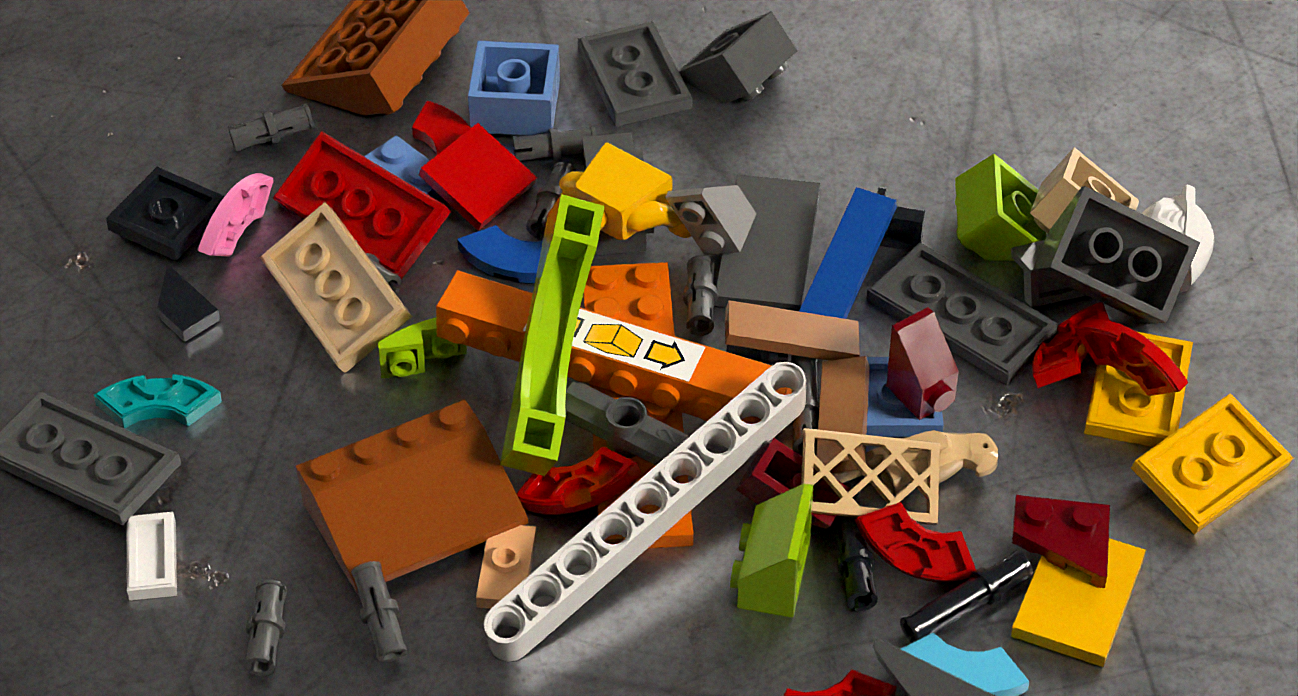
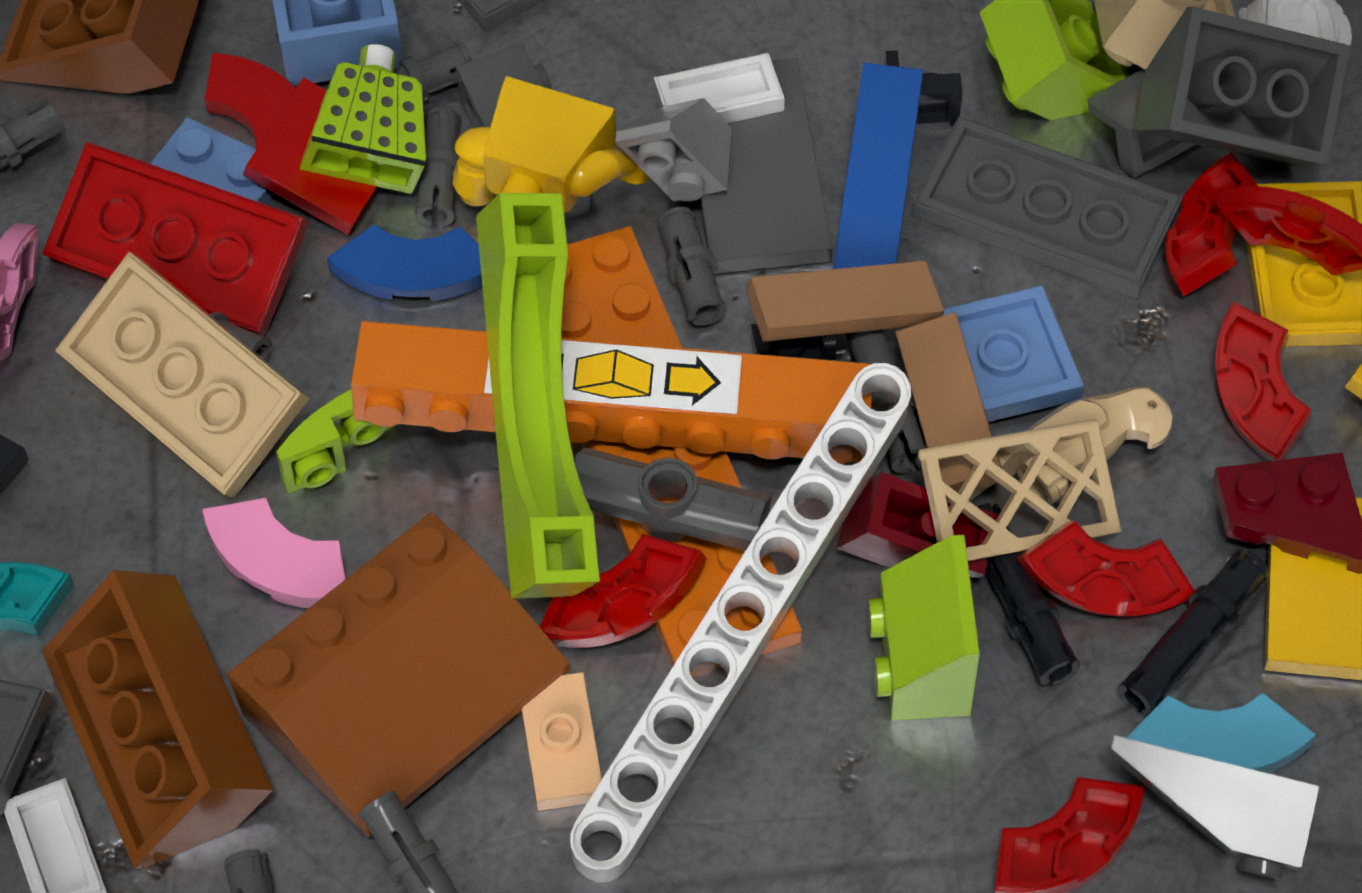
camera: 15 degrees left, 10 degrees up
(243, 488) = (155, 717): none -> dark orange slope
(353, 408) = (272, 557): none -> bright pink tile
(509, 159) = (370, 125): none -> lime torso
(765, 190) = (733, 88): none -> white tile
(921, 365) = (1041, 313): slope -> none
(1066, 451) = (1253, 386): none -> red tile

